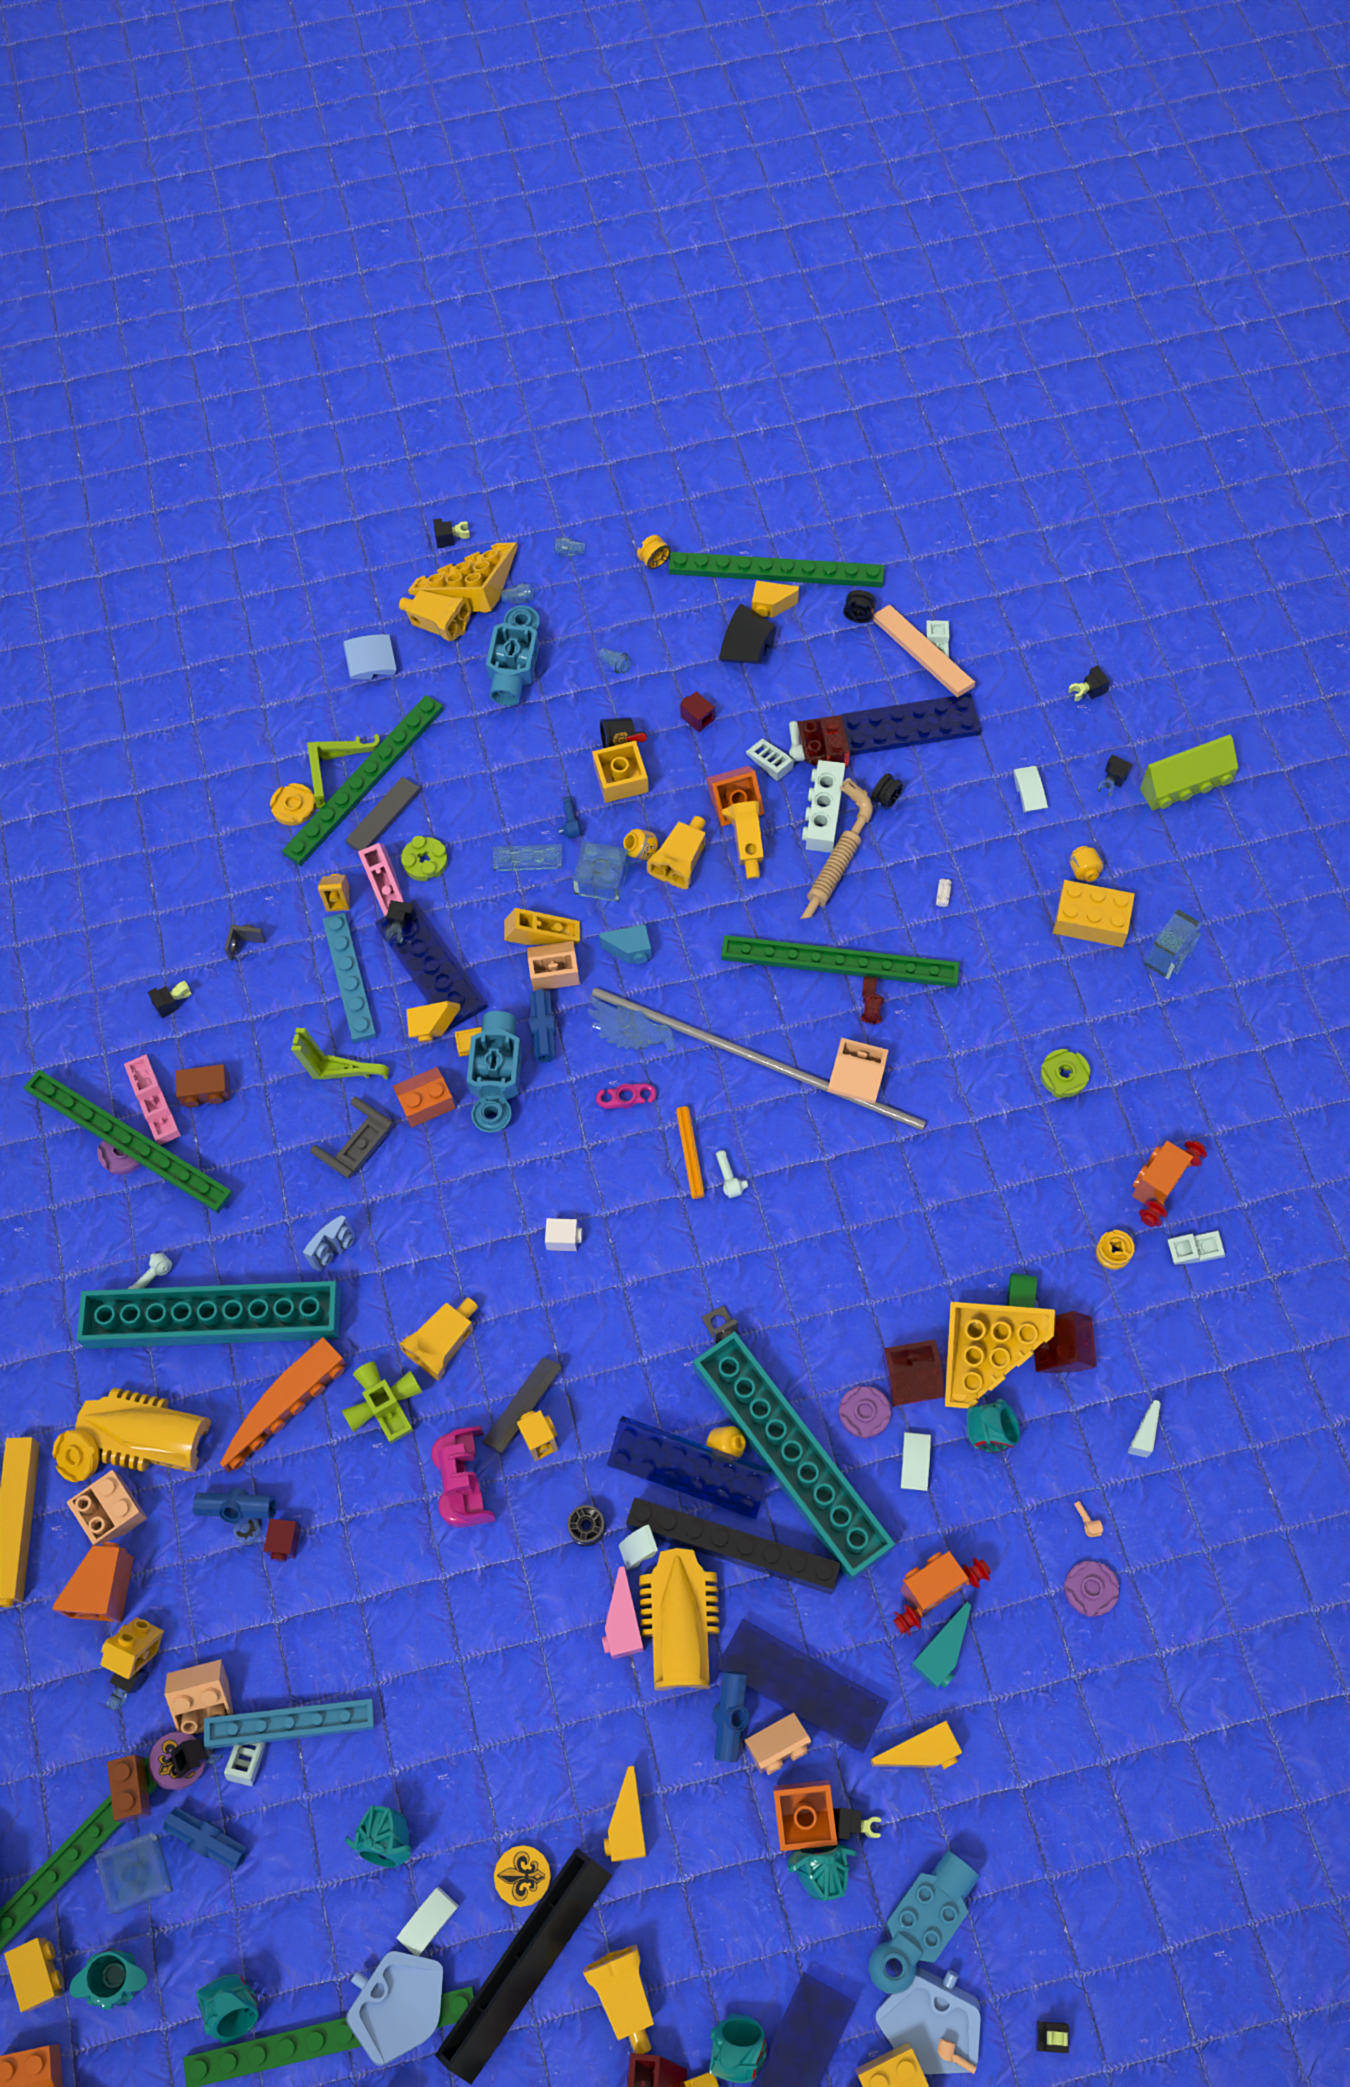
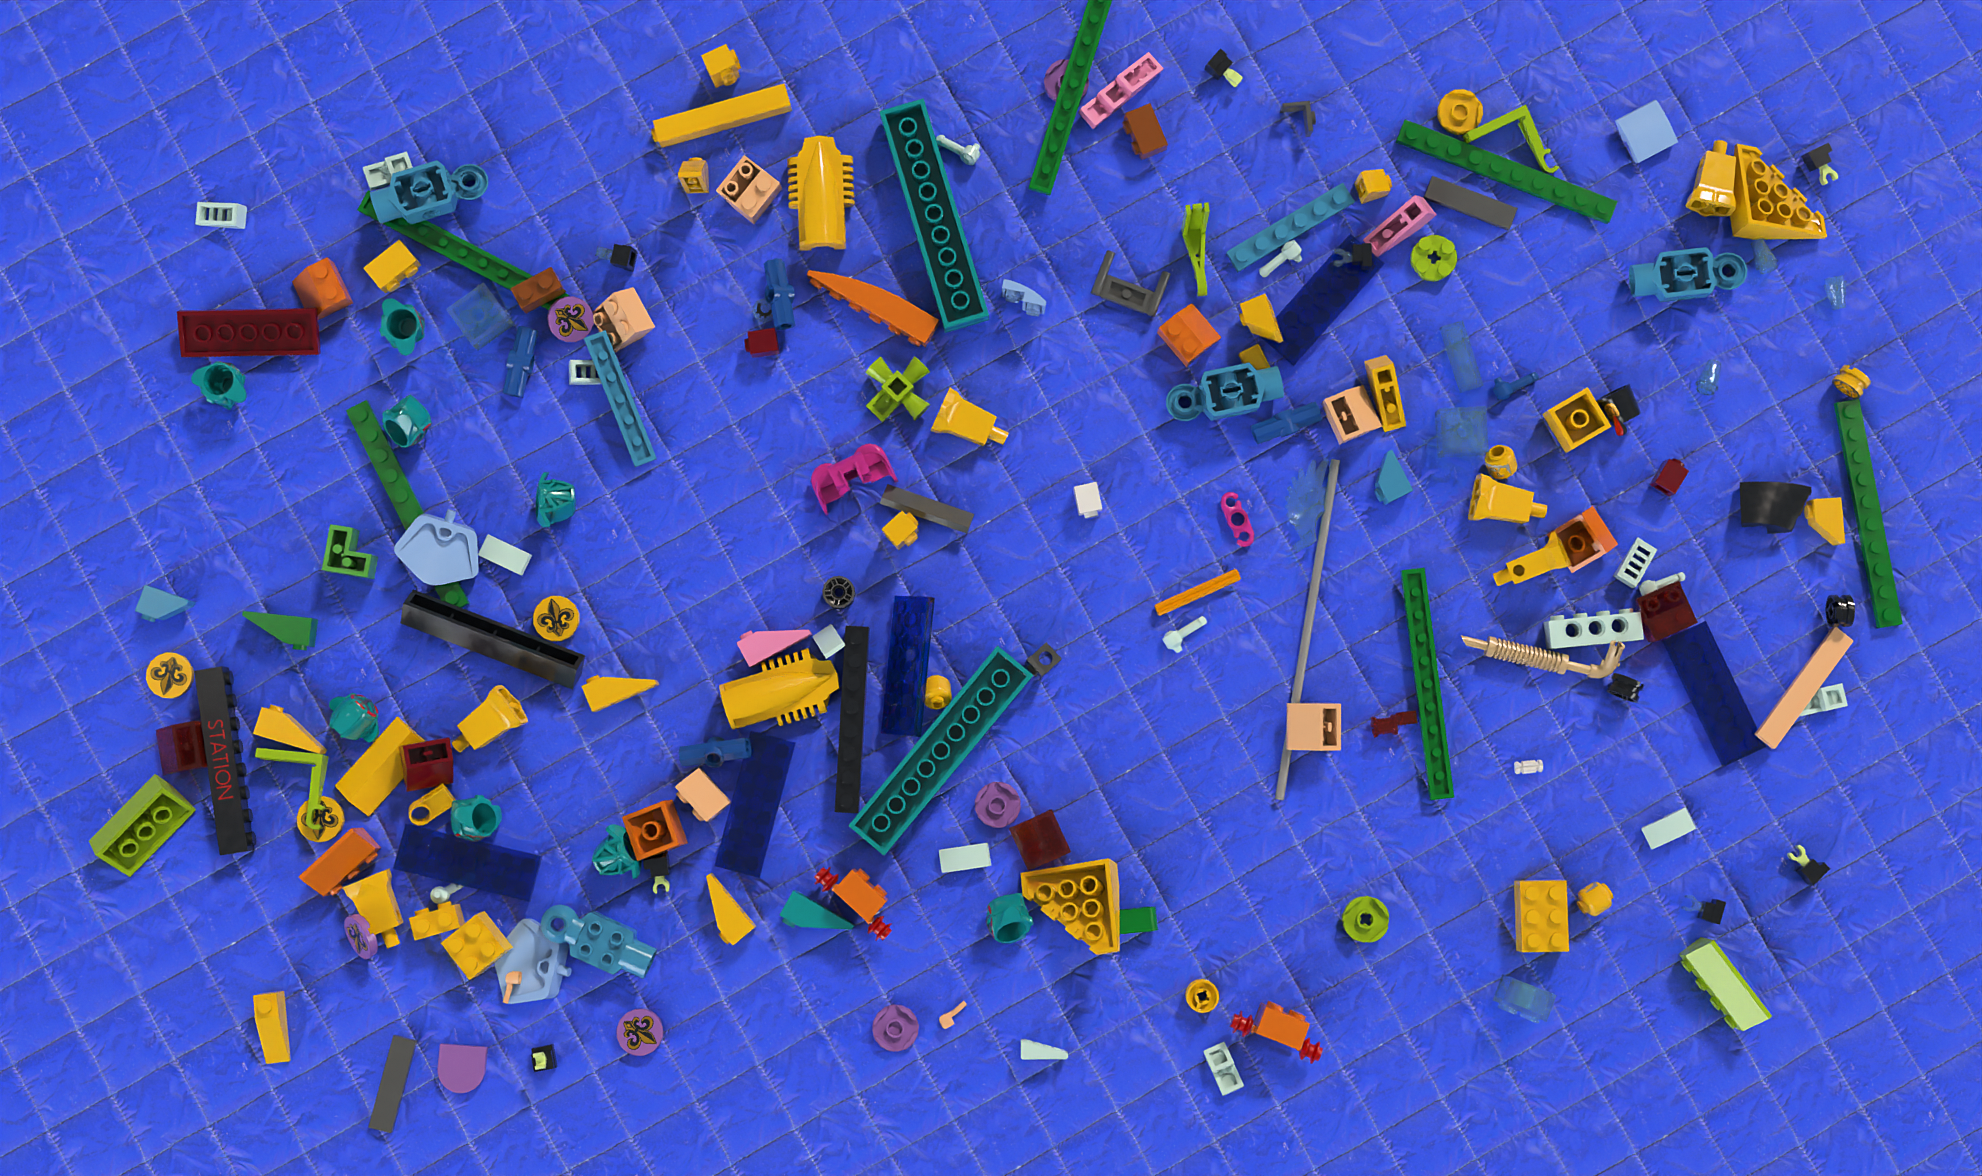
camera: 70 degrees right, 20 degrees up
(64, 1563) = (694, 176): none -> yellow slope
(76, 1455) = (786, 146): yellow tile -> none
(98, 1585) = (685, 207): orange slope -> none
(131, 1647) = (644, 251): yellow brick -> none
(189, 1756) = (574, 329): black piece -> none
(372, 981) = (1290, 251): none -> light aqua piece
(1042, 1901) = (640, 1032): none -> tile
(1070, 1348) = (1101, 972): clear red slope -> none

